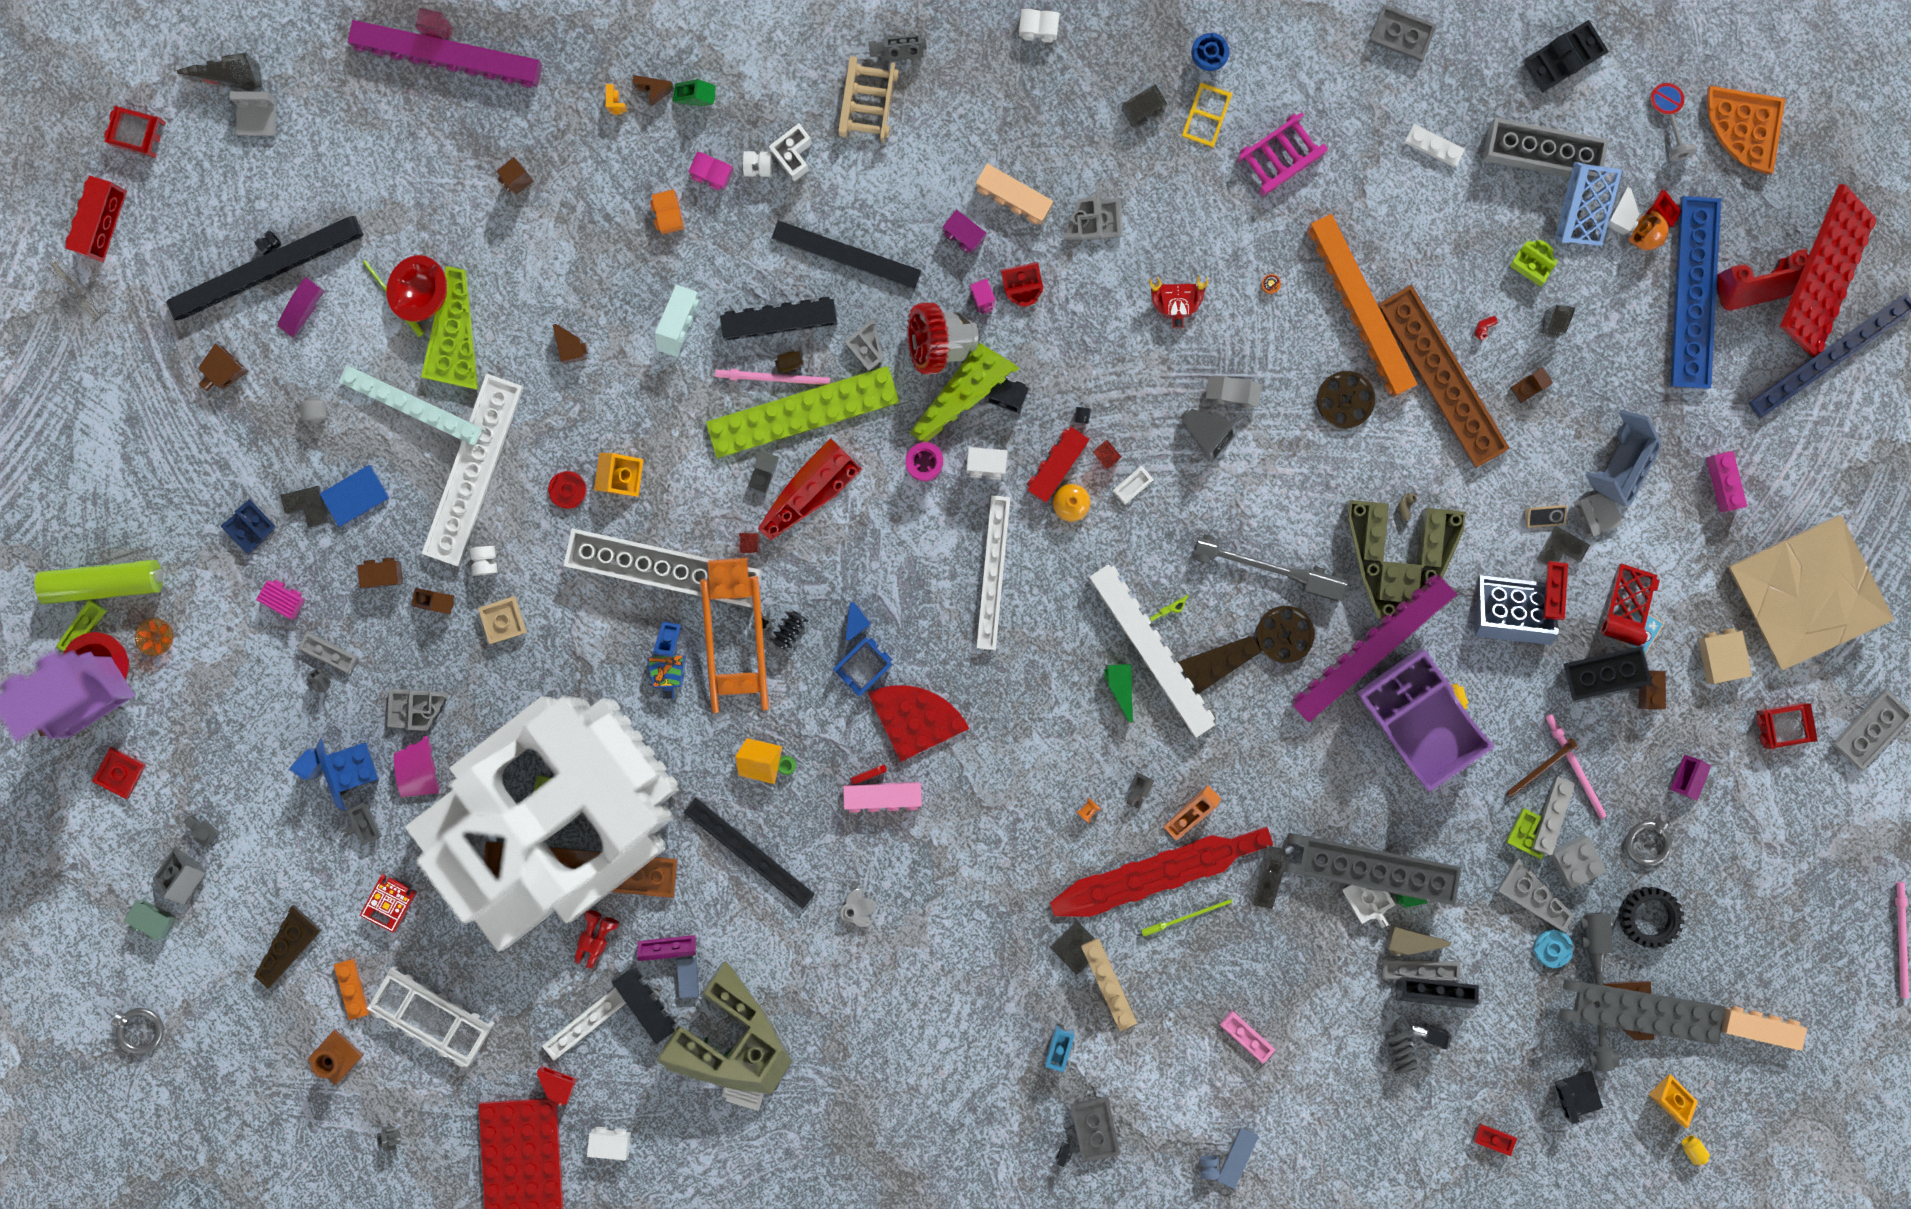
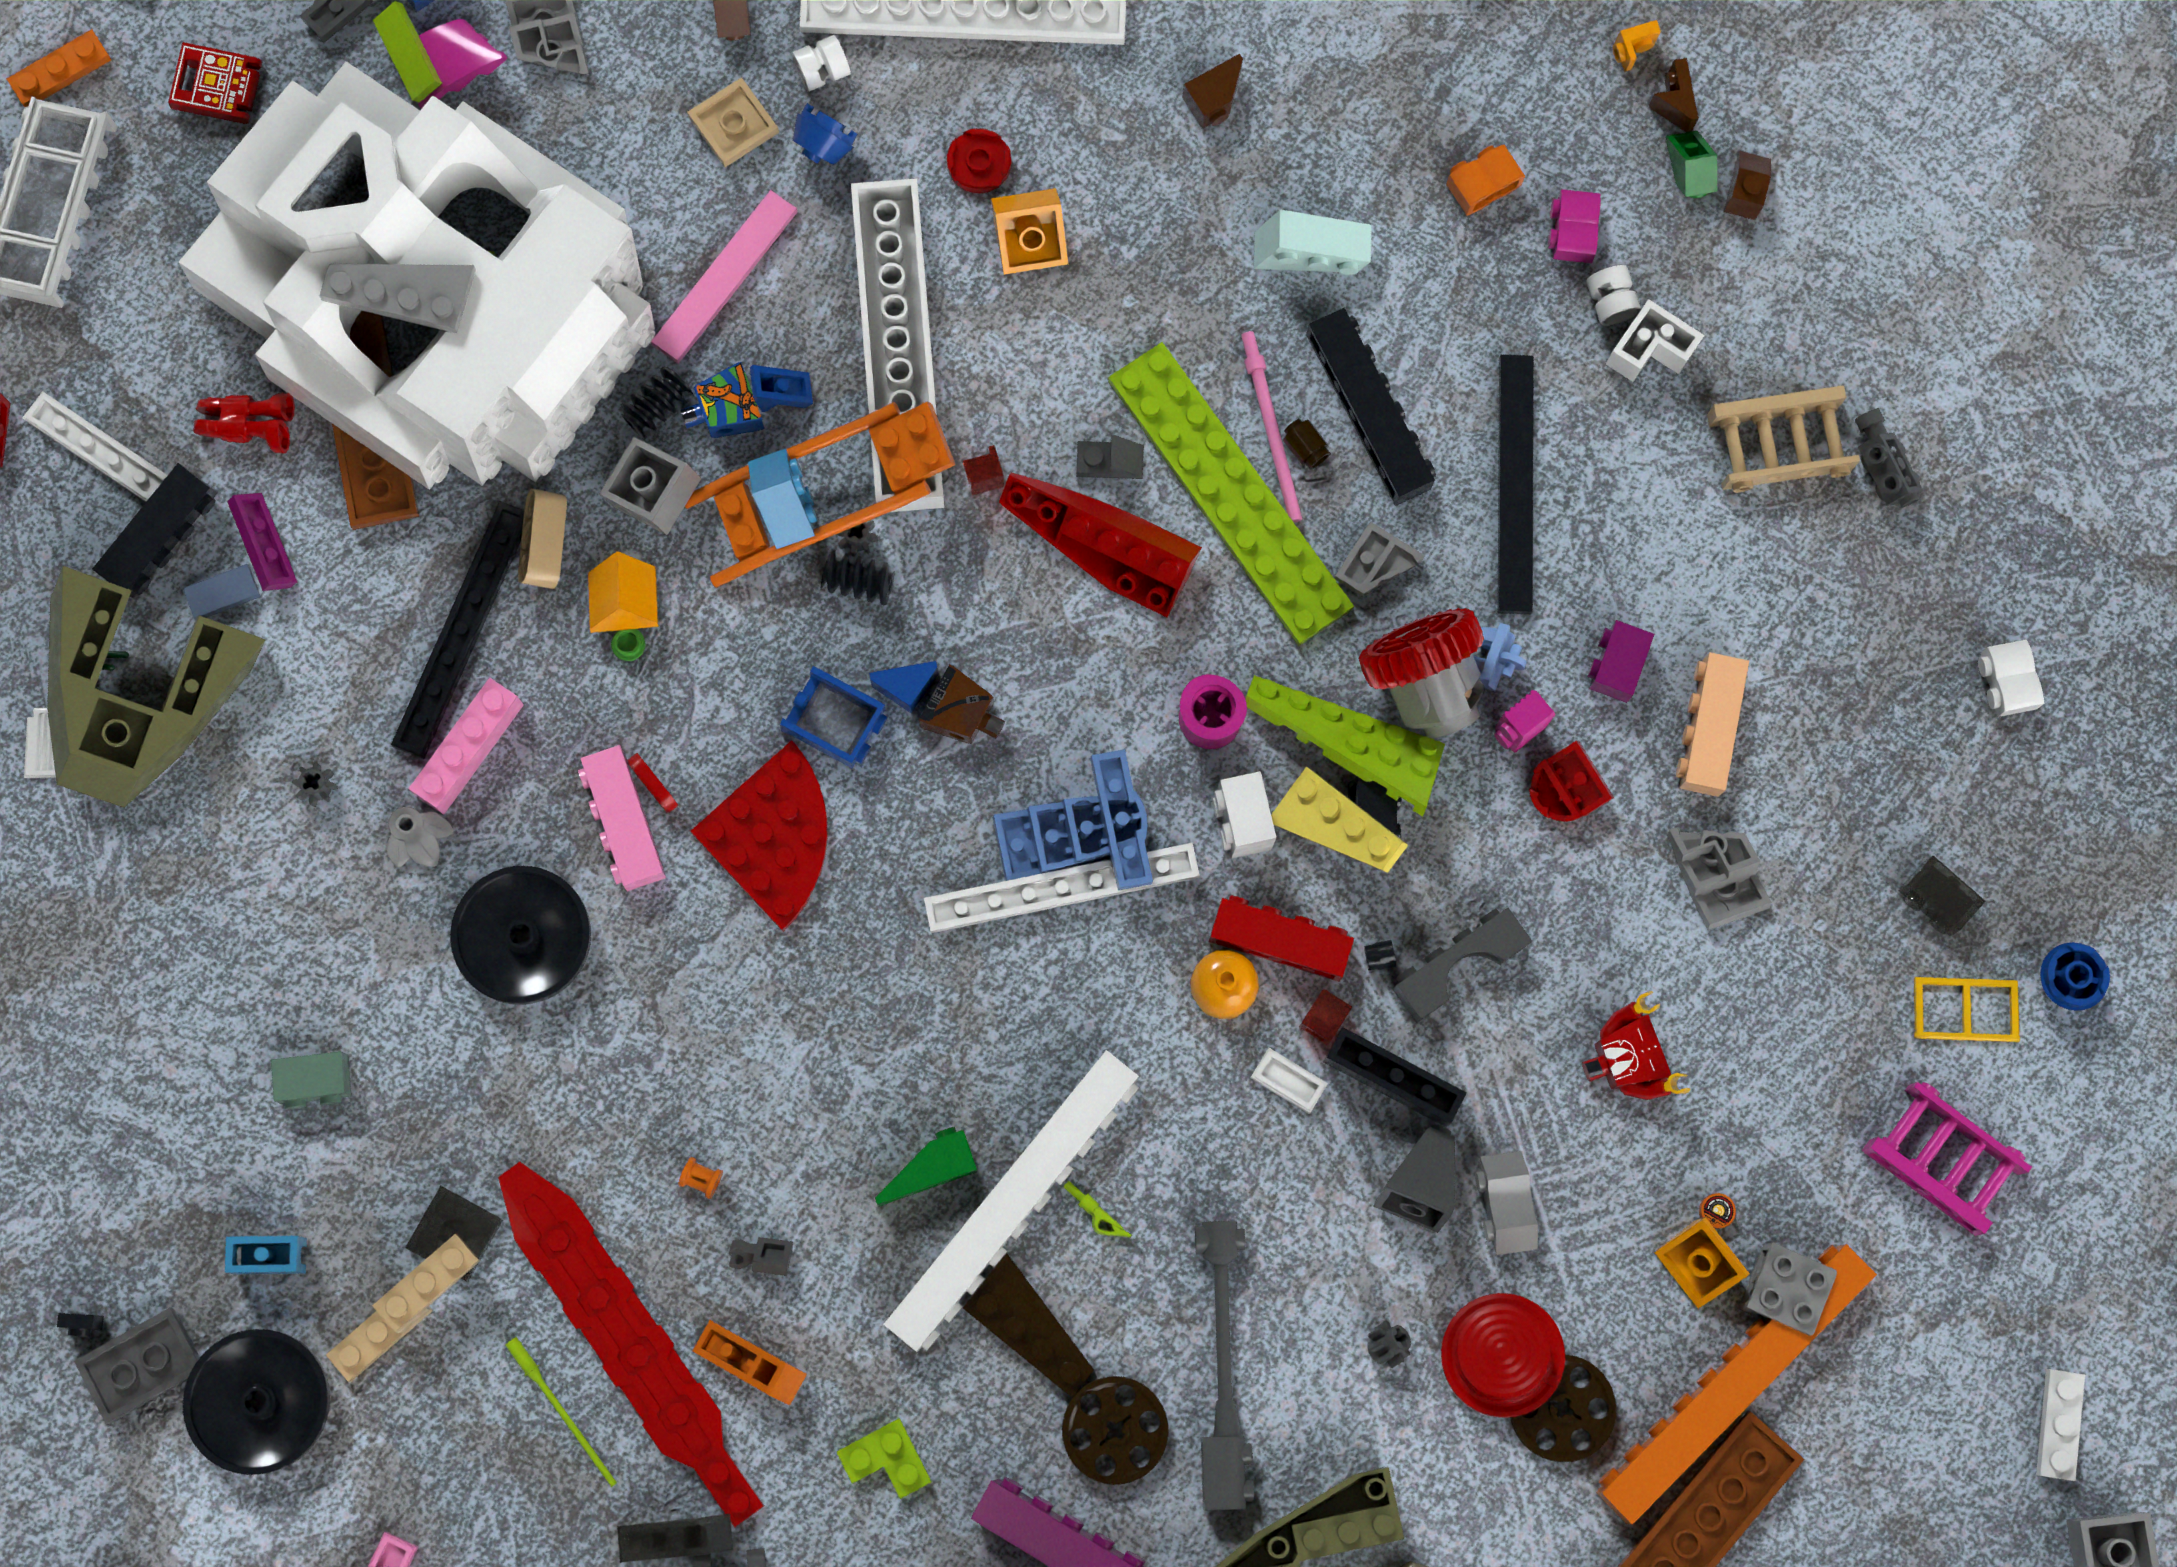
camera: 65 degrees right, 10 degrees down
(404, 790) = (407, 51): none -> lime tile
(528, 573) = (822, 136): none -> blue cone
(564, 829) = (406, 292): none -> light grey wing
(591, 651) = (724, 276): none -> bright pink tile
(654, 711) = (654, 401): none -> black piece
(702, 727) = (650, 485): none -> light grey brick
(713, 795) = (542, 538): none -> tan beam
(716, 66) = (1748, 185): none -> reddish brown slope
(734, 657) = (782, 498): none -> dark azure brick
(815, 950) = (304, 783): none -> dark grey gear
(817, 868) = (466, 746): none -> bright pink brick
(879, 596) = (960, 709): none -> reddish brown torso
(930, 868) = (520, 935): none -> black dish
(933, 294) = (1501, 658): none -> light blue hips
(966, 552) = (1081, 829): none -> medium blue slope
(972, 1000) = (311, 1079): none -> sand green brick
(1005, 416) = (1334, 821): none -> light yellow wing
(1107, 397) = (1496, 939): none -> dark grey arch
(1134, 1073) = (256, 1401): none -> black dish
(1150, 429) = (1395, 1077): none -> black brick
(1258, 753) = (890, 1449): none -> lime plate
(1286, 478) = (1389, 1344): none -> dark grey gear
(1295, 302) = (1701, 1262): none -> light orange slope
(1310, 421) = (1503, 1355): none -> red piece
(1323, 262) = (1788, 1288): none -> light grey bracket

